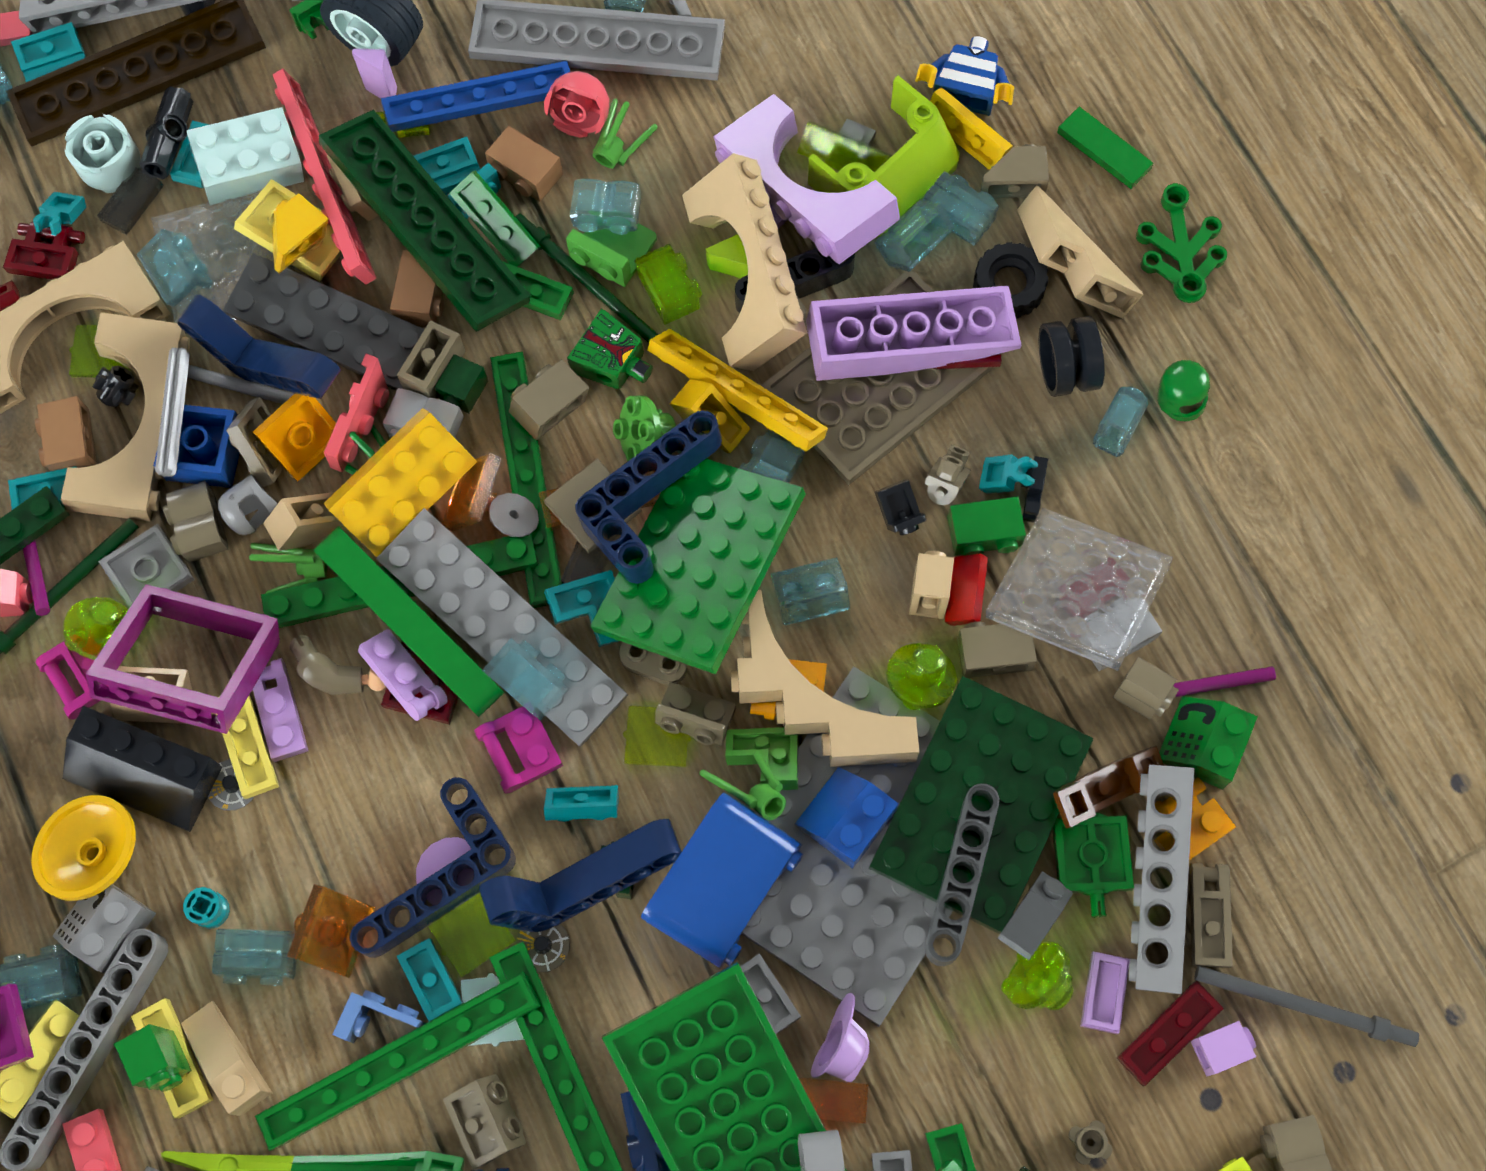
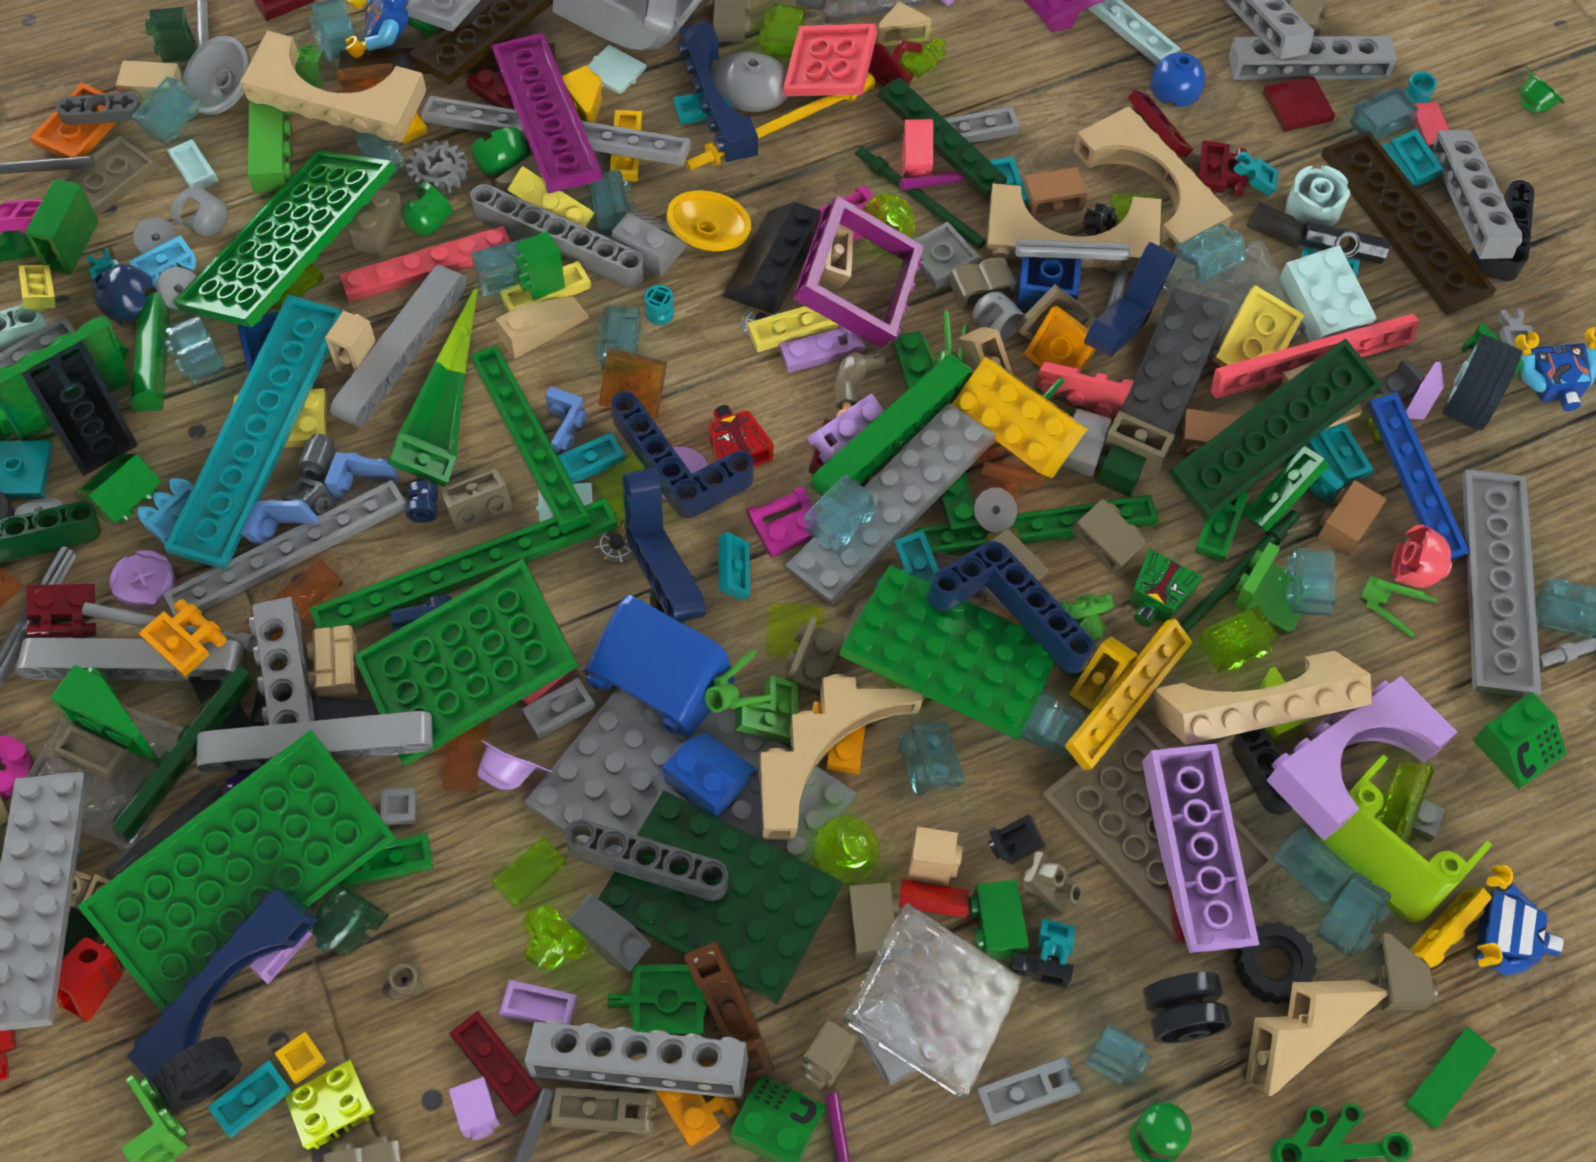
camera: 85 degrees right, 10 degrees down
(133, 1117) = (496, 267): none -> clear light blue brick
(295, 230) = (1250, 328): yellow slope -> none
(353, 97) = (1403, 380): none -> dark grey bracket
(410, 805) = (739, 433): none -> red torso
(771, 44) = (1523, 740): none -> green slope
(958, 1015) = (529, 872): none -> clear neon green tile
(1153, 507) = (1027, 1091): none -> light grey plate

